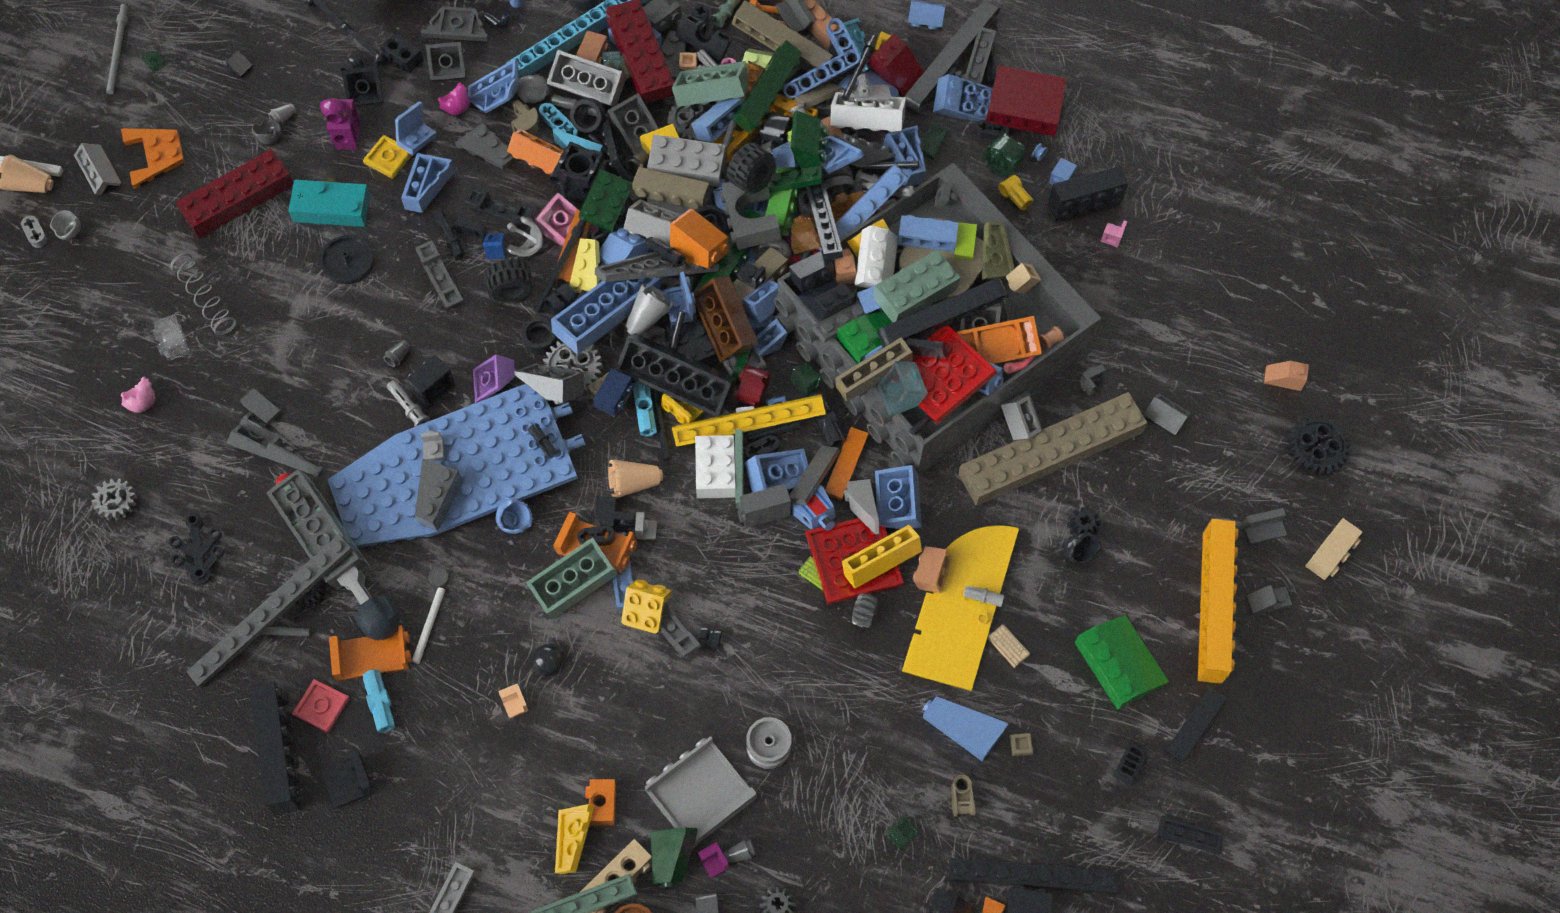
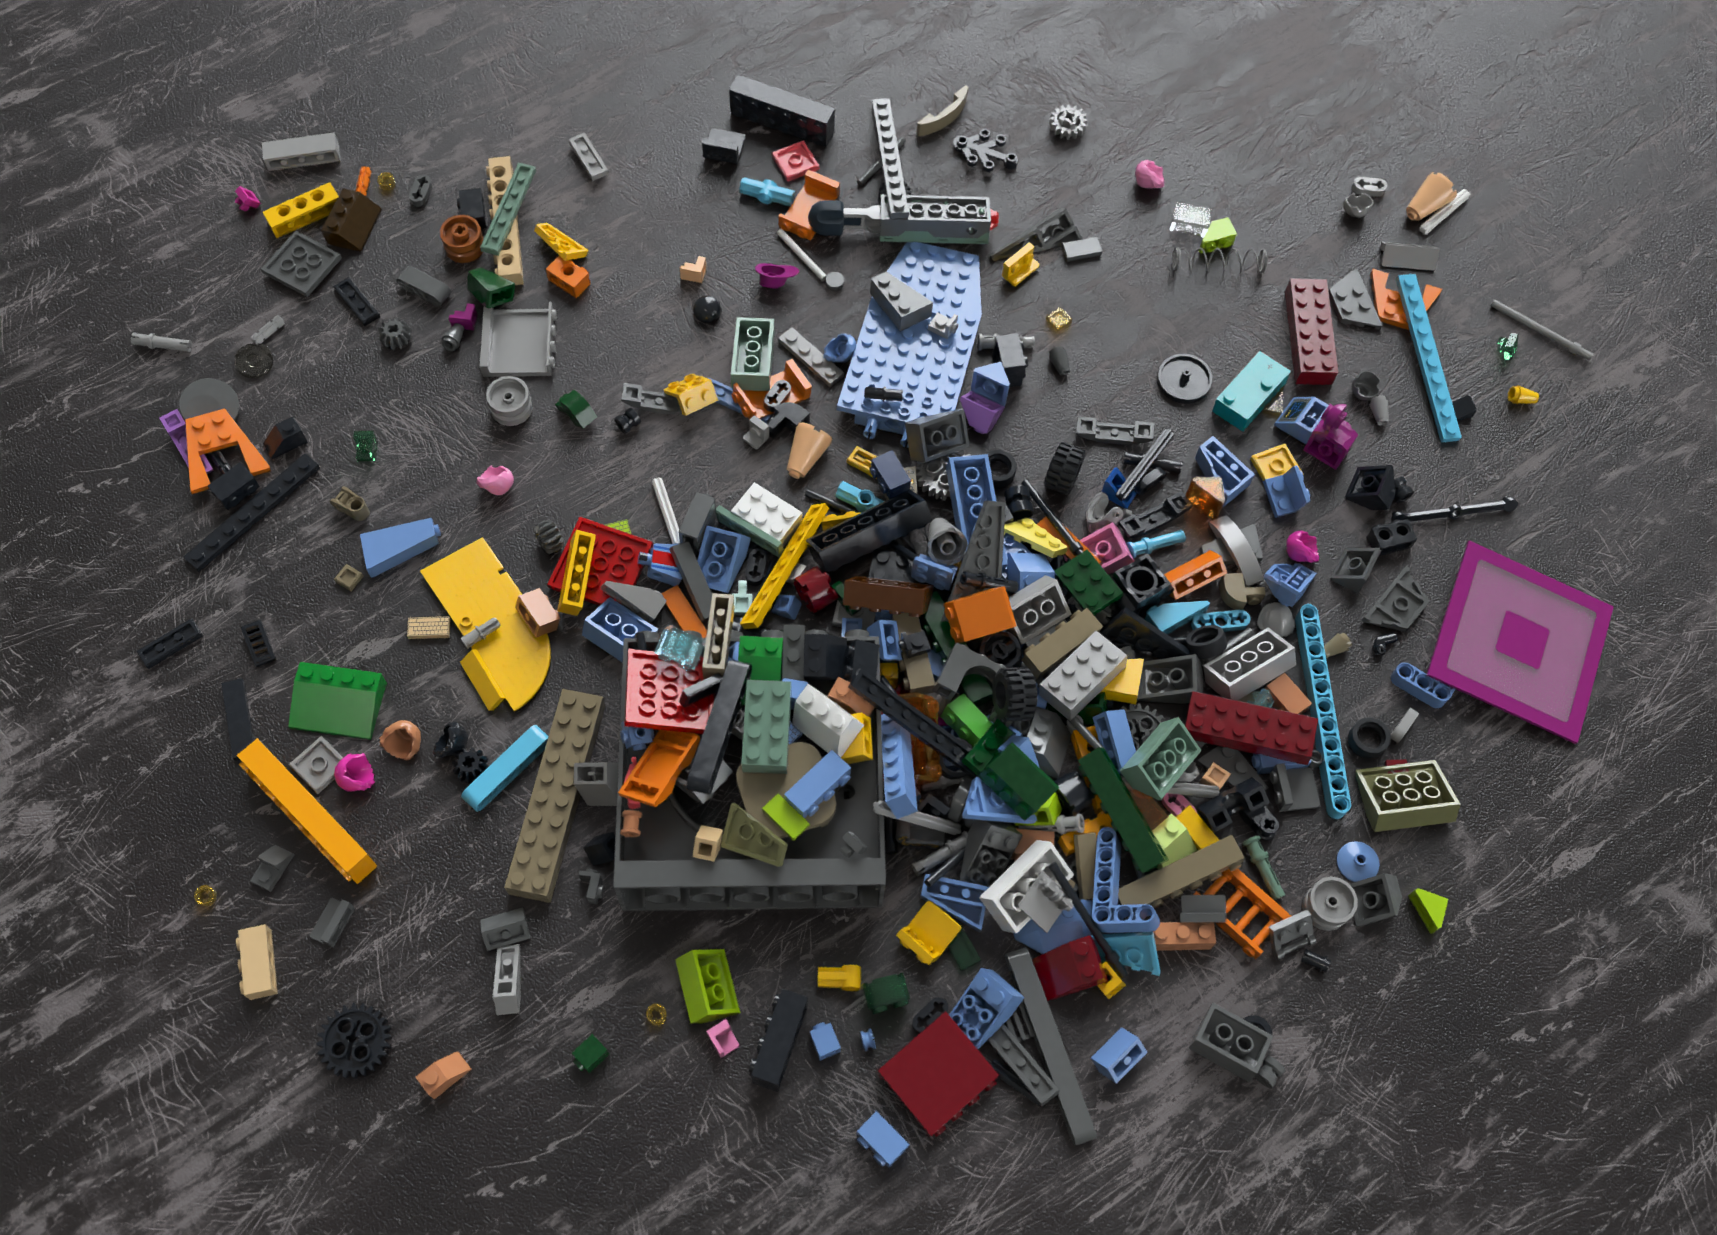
camera: 125 degrees right, 0 degrees up
(149, 606) = (932, 124): none -> dark tan slope
(170, 305) = (1219, 235): none -> slope
(176, 183) = (1353, 302): none -> wing
(199, 32) = (1521, 395): none -> yellow cone
(203, 106) = (1428, 358): none -> medium azure plate
(317, 438) = (1020, 265): none -> yellow bracket
(330, 155) = (1301, 417): none -> medium blue slope
(351, 381) = (1059, 319): none -> clear yellow tile
(457, 175) = (1207, 495): none -> clear orange slope
(461, 232) = (1144, 465): none -> axle
(461, 381) = (991, 383): none -> medium blue slope
(469, 622) = (775, 275): none -> magenta piece
(486, 141) = (1238, 549): none -> light grey slope
(521, 43) = (1338, 644): none -> dark tan cone
(530, 198) = (1148, 545): none -> medium azure pin
(533, 544) = (811, 357): none -> light grey plate
(605, 447) = (859, 462): none -> yellow tile
(732, 686) = (577, 409): none -> dark green brick
(738, 46) = (1197, 828): none -> yellow tile
(766, 547) = (666, 509): none -> white axle
(799, 435) = (742, 600): none -> light aqua plate
(848, 695) = (496, 480): none -> bright pink hair
(939, 155) = (929, 933): none -> yellow bracket
(1015, 569) = (482, 680): none -> yellow tile
(1061, 391) = (601, 848): none -> black panel
(1063, 498) = (505, 768): none -> medium azure beam
(1090, 107) = (882, 1140): none -> medium blue brick
(1091, 262) = (707, 985): none -> lime slope
(1108, 585) = (401, 739): none -> nougat hair
(1139, 280) = (649, 1015): none -> clear yellow bush
(1161, 596) = (354, 773): none -> dark pink hair
(1174, 634) = (317, 764): none -> light grey tile
(1194, 299) = (589, 1054): none -> dark green brick
(1196, 383) = (507, 980): none -> light grey slope
(1322, 632) = (205, 888): none -> clear yellow bush

